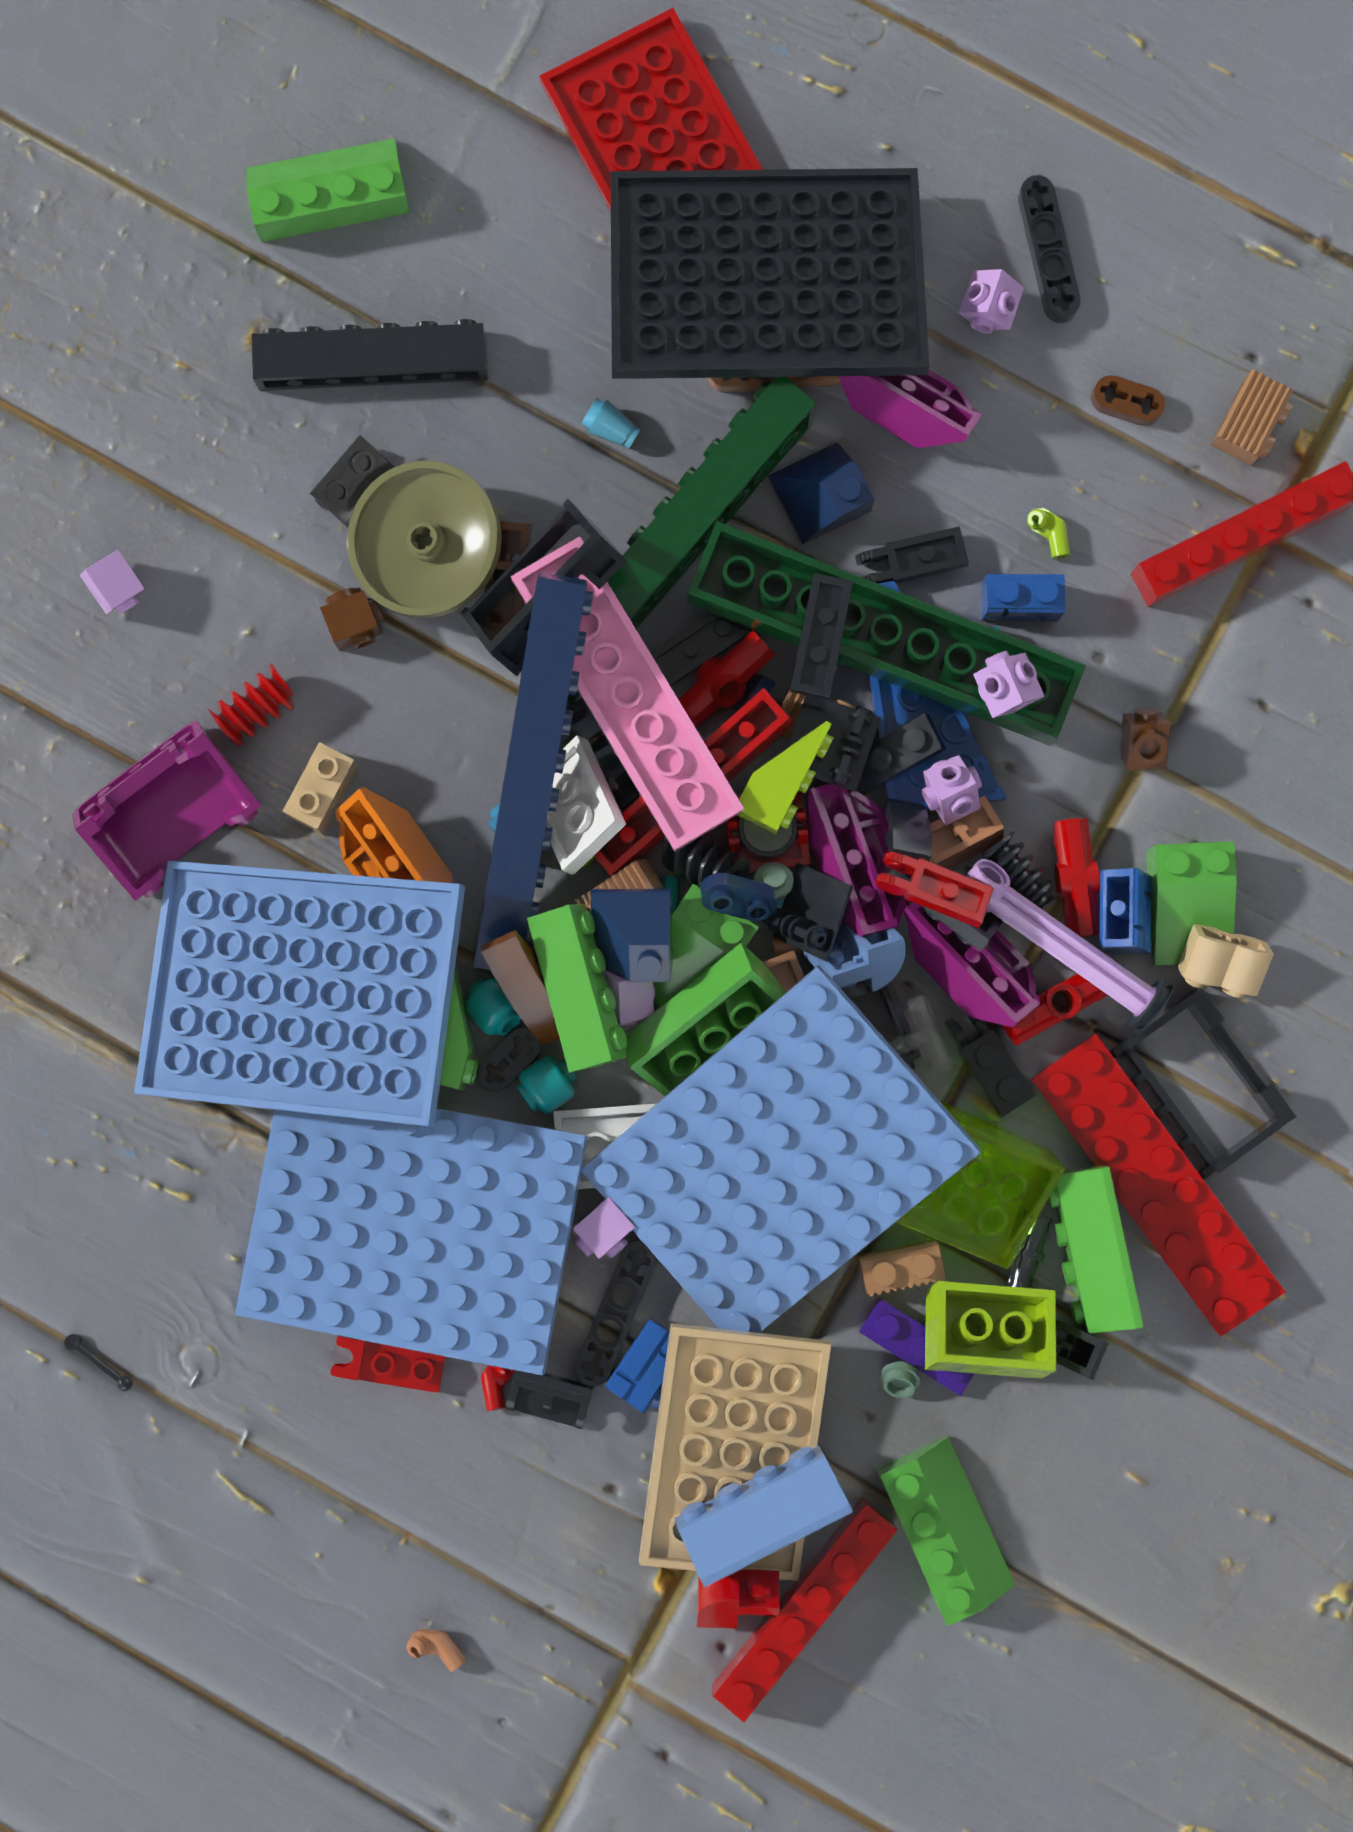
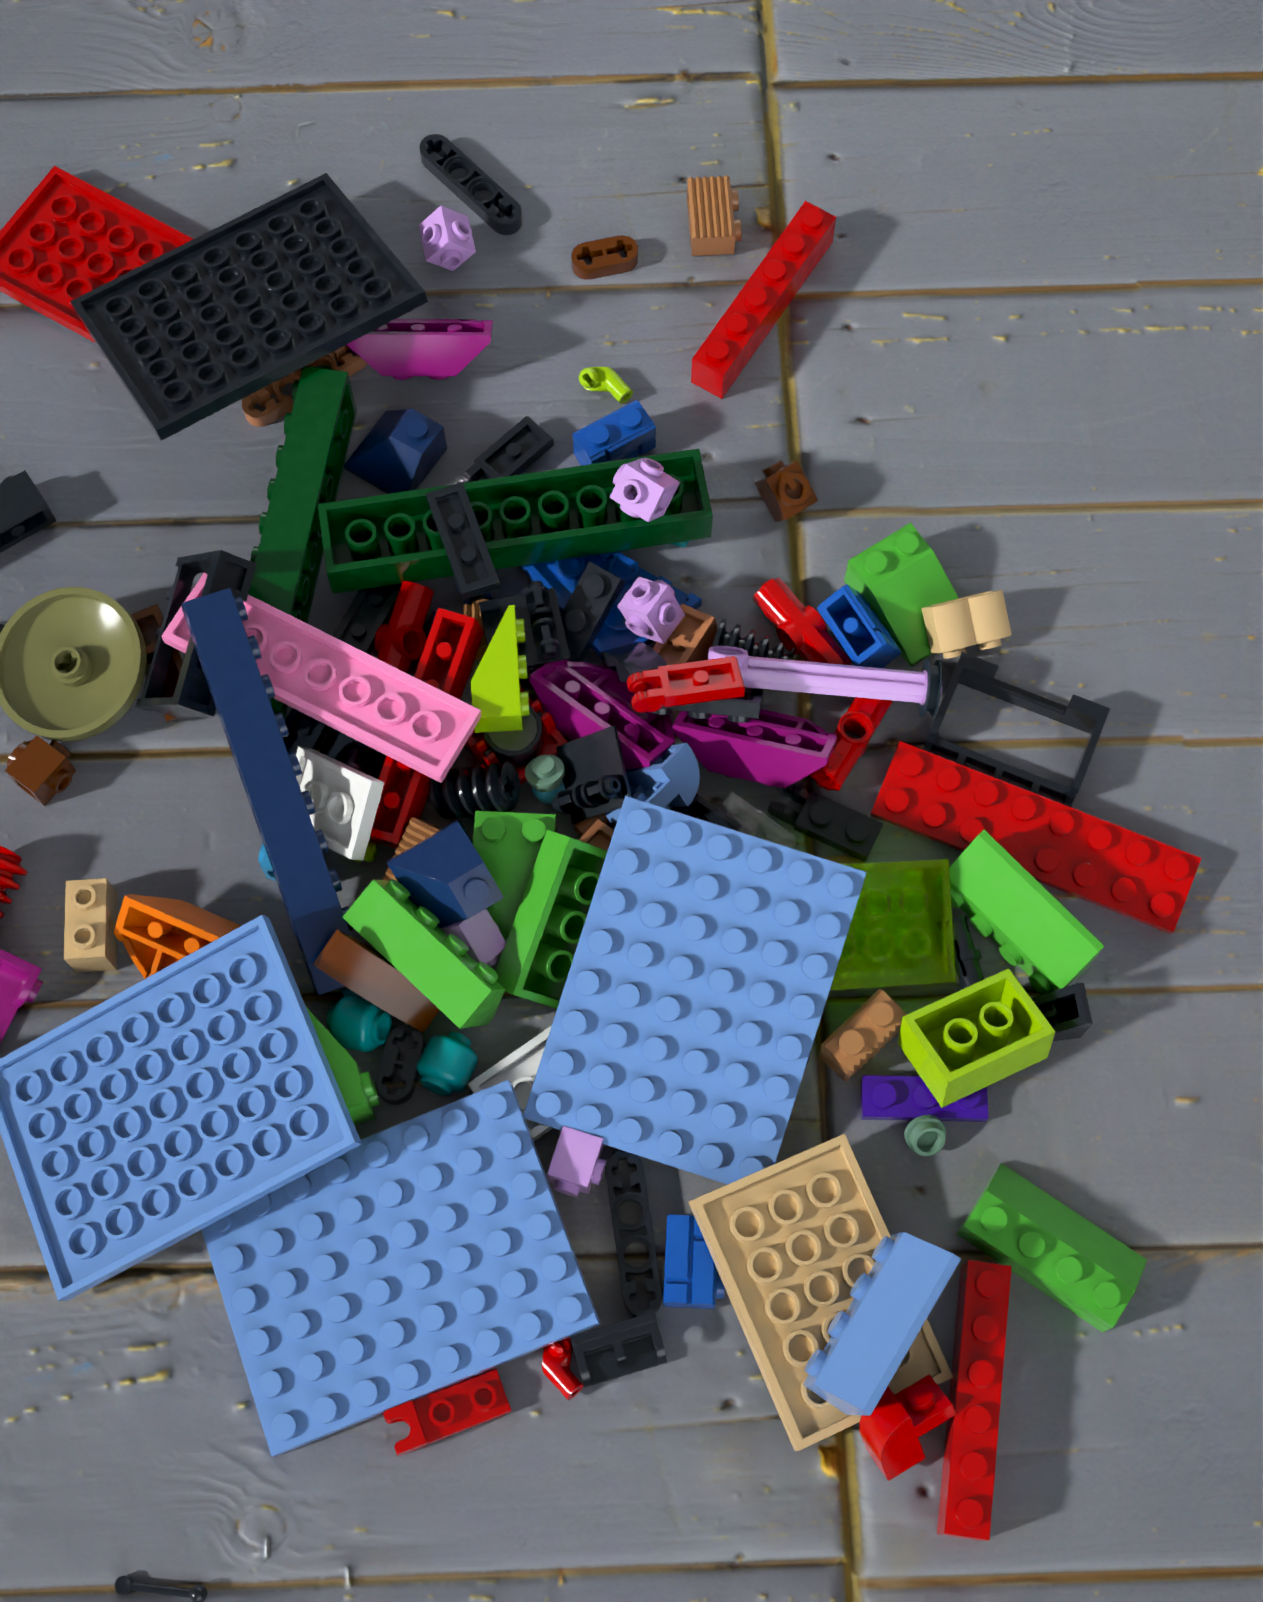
camera: 30 degrees left, 15 degrees down
(610, 424) = (182, 495): medium azure cone -> none
(738, 896) = (525, 795): dark blue plate -> none

